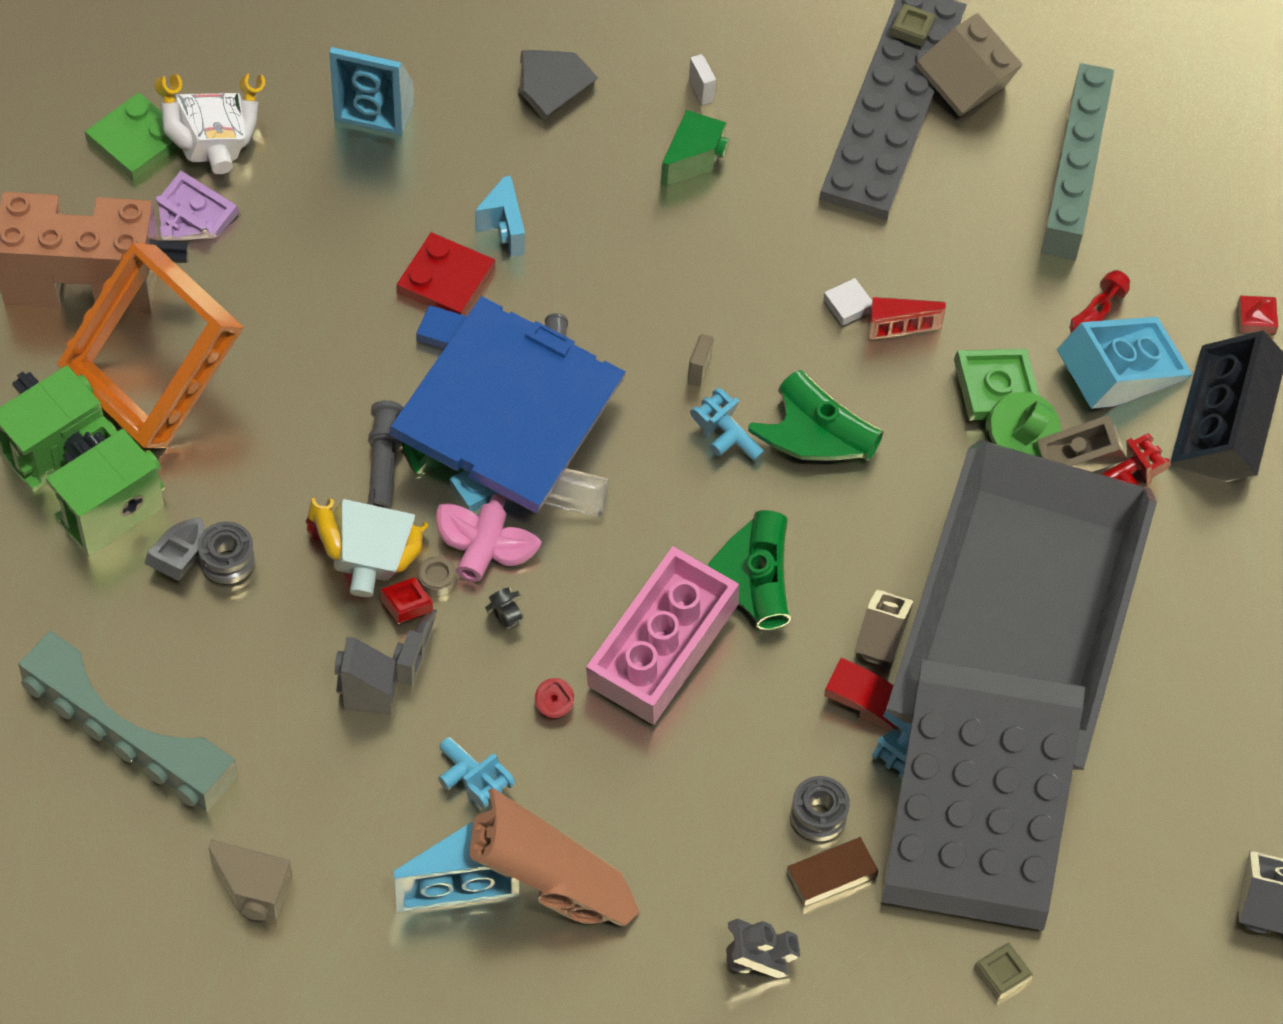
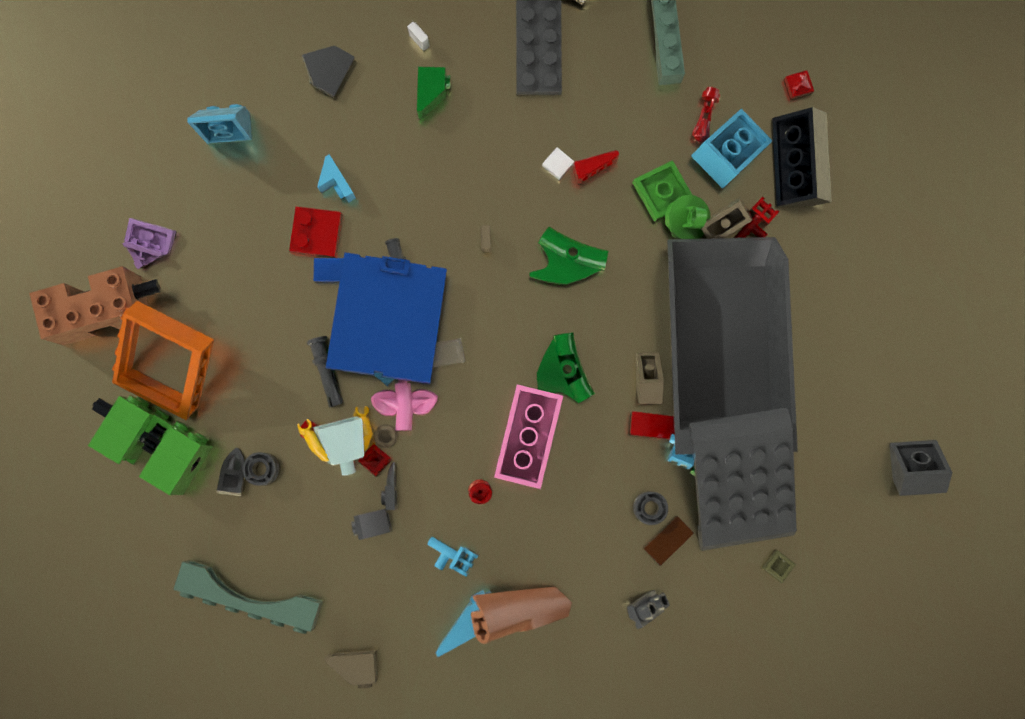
camera: 15 degrees left, 25 degrees up
(132, 136) = (92, 200): bright green plate -> none
(209, 125) = (133, 182): torso -> none
(504, 603) = (430, 443): pearl dark grey plate -> none
(722, 418) = (522, 281): medium azure arm -> none

